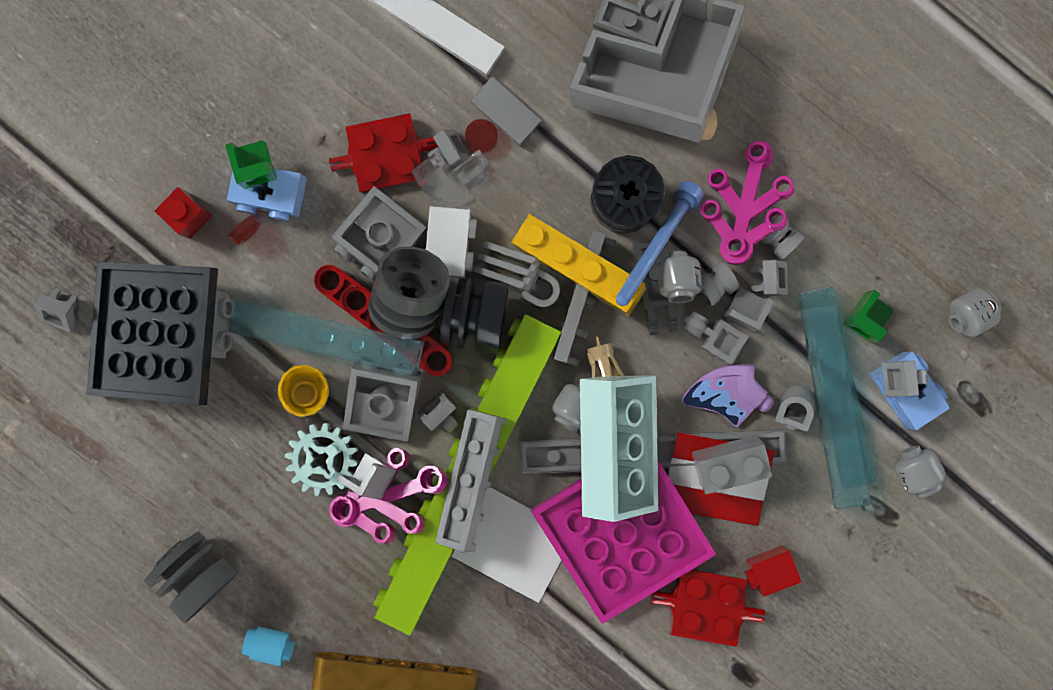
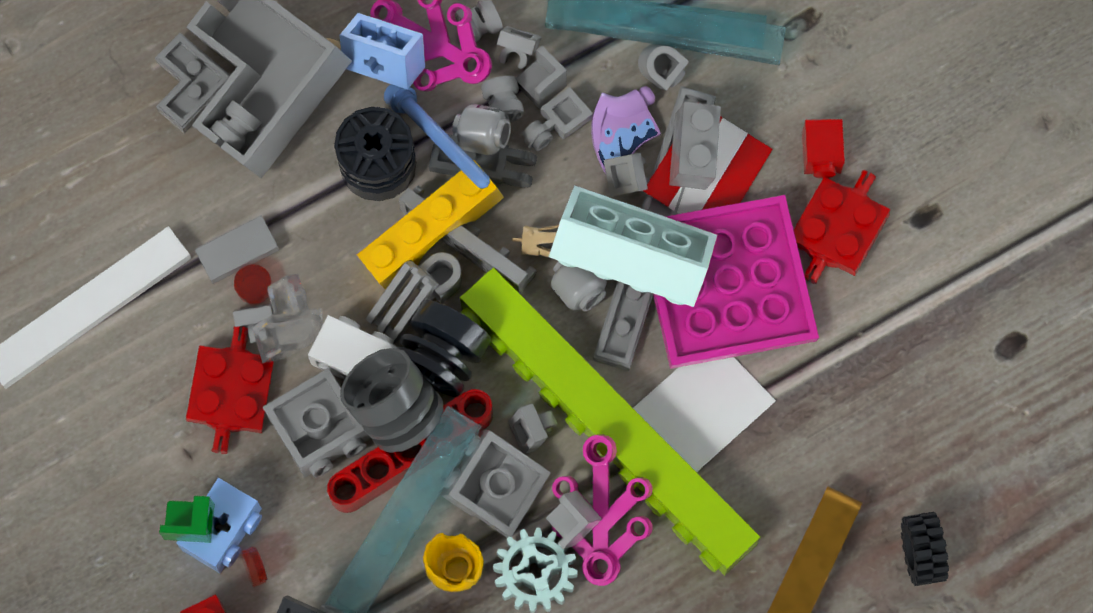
camera: 70 degrees left, 15 degrees down
(469, 481) = (614, 411): light grey hinge -> none
(607, 67) = (235, 125): none -> light grey wheel
(686, 413) = (626, 174): none -> light grey tile
(719, 166) = (383, 50): none -> light blue brick

